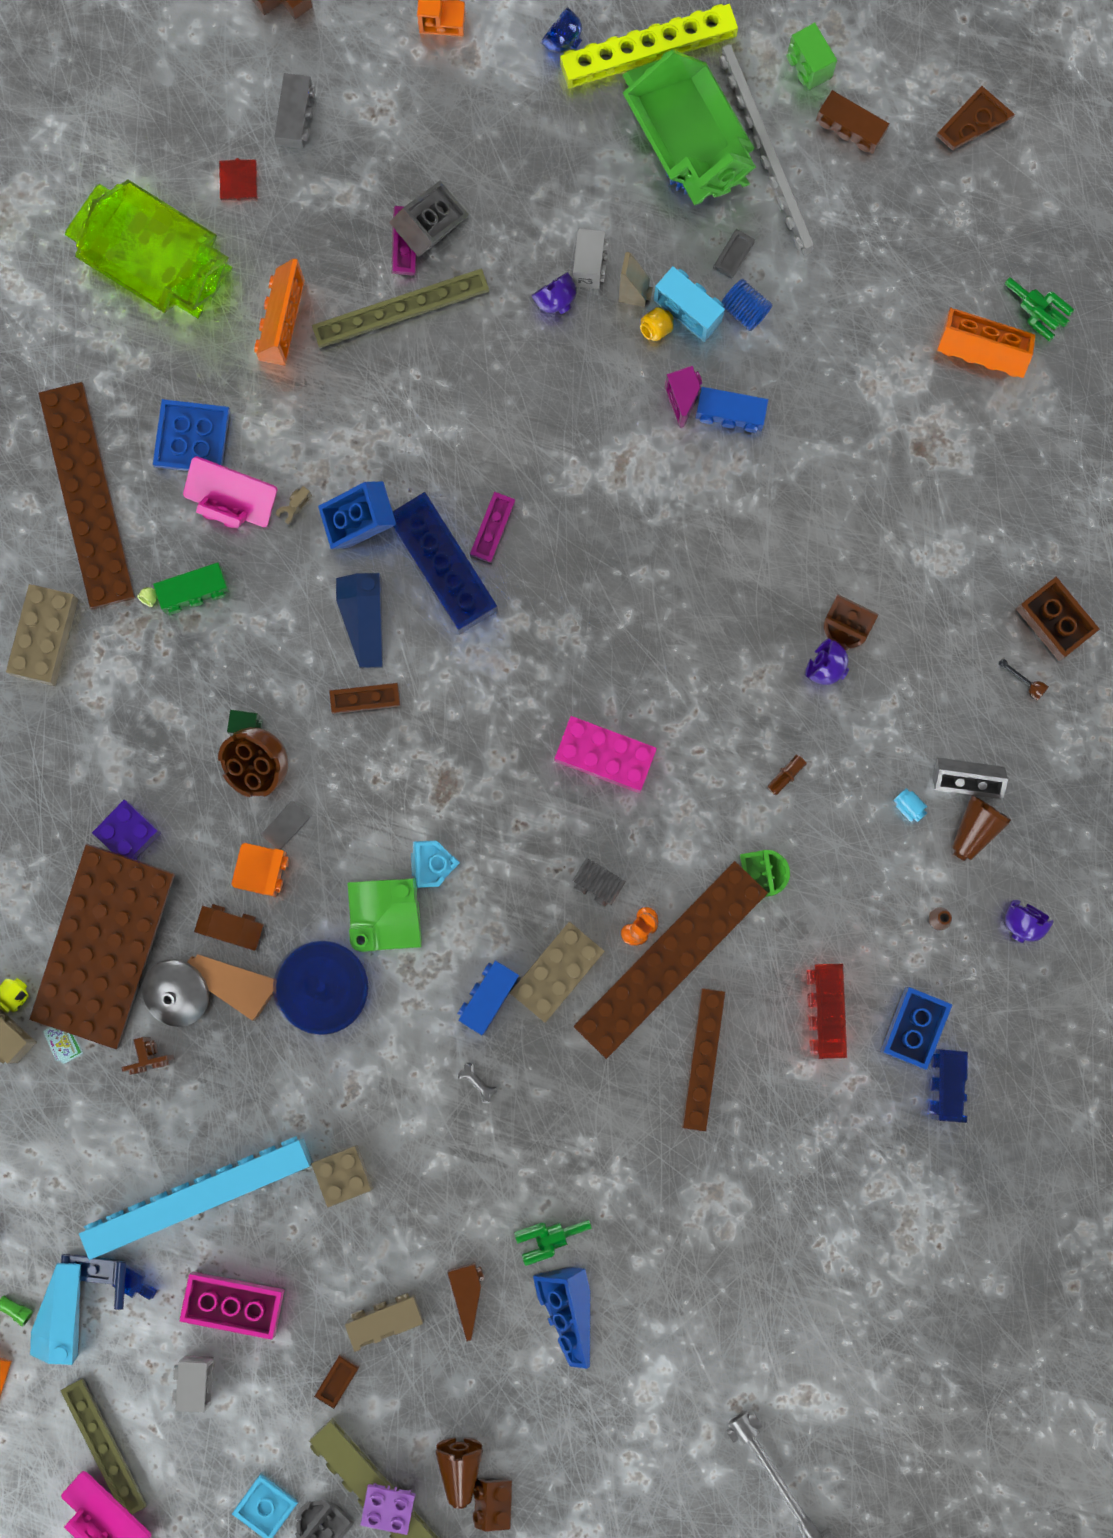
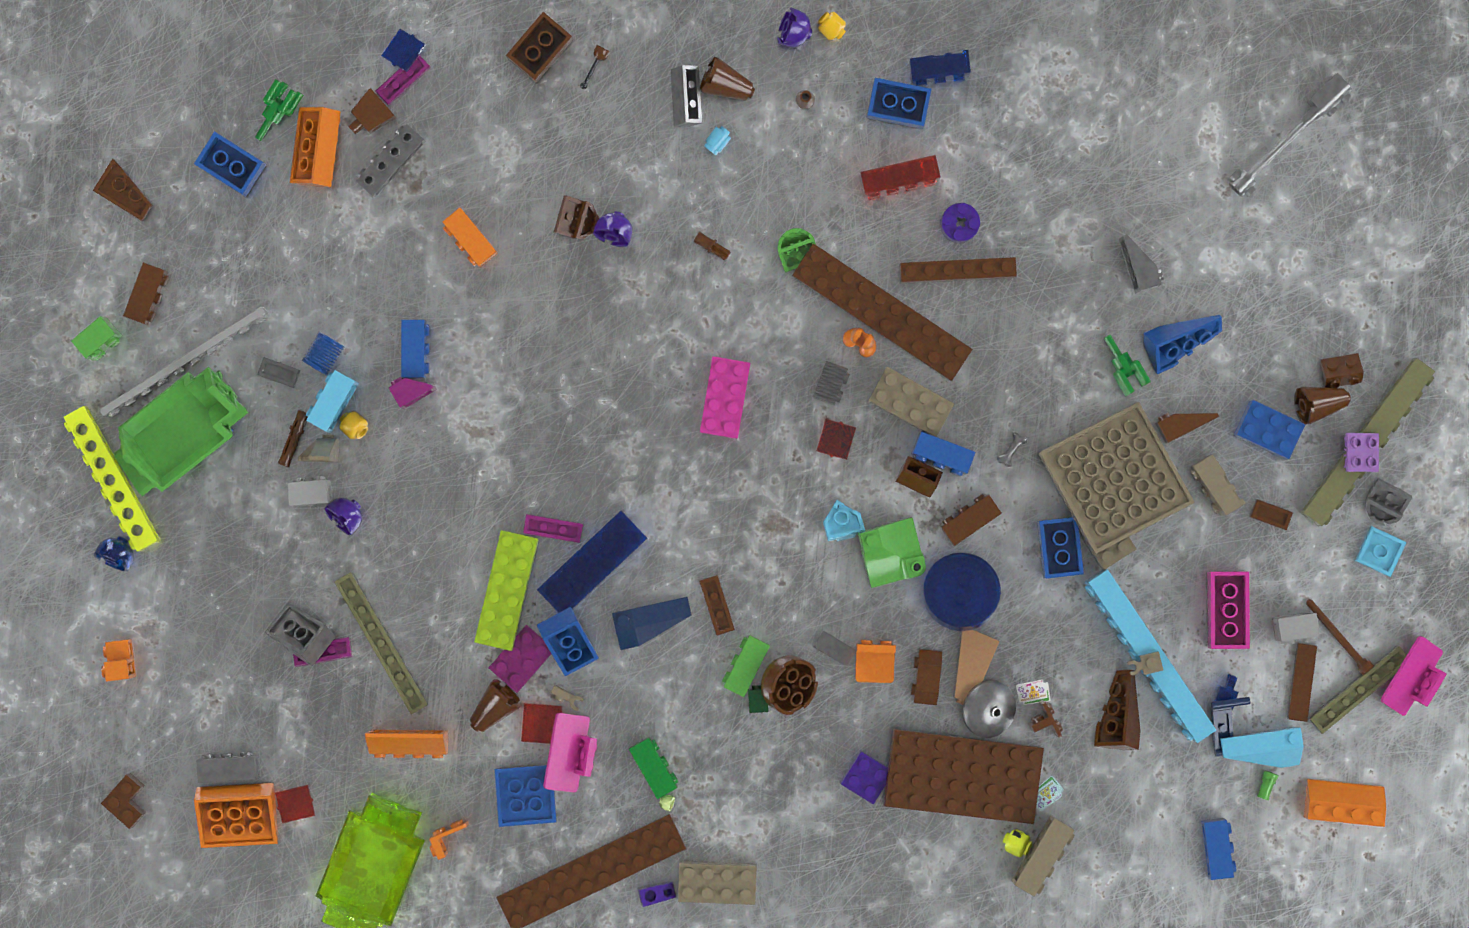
camera: 100 degrees left, 5 degrees up
(45, 563) = (656, 893): none -> dark purple leg
(127, 1378) = (1302, 682): none -> reddish brown tile
(129, 1148) = (1120, 721): none -> reddish brown wedge
(132, 1458) = (1362, 664): none -> reddish brown piece
(157, 325) = (438, 847): none -> orange bracket
(185, 1050) = (1033, 692): none -> white sticker
(186, 1194) = (1148, 663): none -> dark tan plate
(239, 110) = (236, 815): none -> orange slope
(273, 468) = (539, 722): none -> clear red tile
(287, 717) = (745, 665): none -> bright green brick
(301, 421) = (494, 706): none -> reddish brown cone
(348, 459) = (521, 664): none -> magenta plate
(348, 1116) = (1060, 548): none -> blue brick
(404, 1015) = (970, 519): none -> reddish brown brick
(417, 1200) = (1116, 478): none -> dark tan plate
(431, 460) = (506, 590): none -> lime plate
(438, 1400) = (1269, 429): none -> blue brick
(466, 964) = (919, 476): none -> reddish brown brick
(531, 876) = (836, 439): none -> clear red piece
(653, 254) = (293, 438): none -> reddish brown pin
(661, 1282) = (1141, 268): none -> flat silver slope
(771, 1079) = (962, 212): none -> dark purple brick
(848, 496) = (469, 238): none -> orange brick
(955, 424) = (390, 160): none -> flat silver brick
(984, 242) = (230, 164): none -> blue brick
(1014, 412) = (370, 113): none -> reddish brown torso
(1022, 967) = (831, 25): none -> yellow head
(1047, 457) = (401, 81): none -> magenta tile
(1081, 464) = (403, 50): none -> clear blue piece

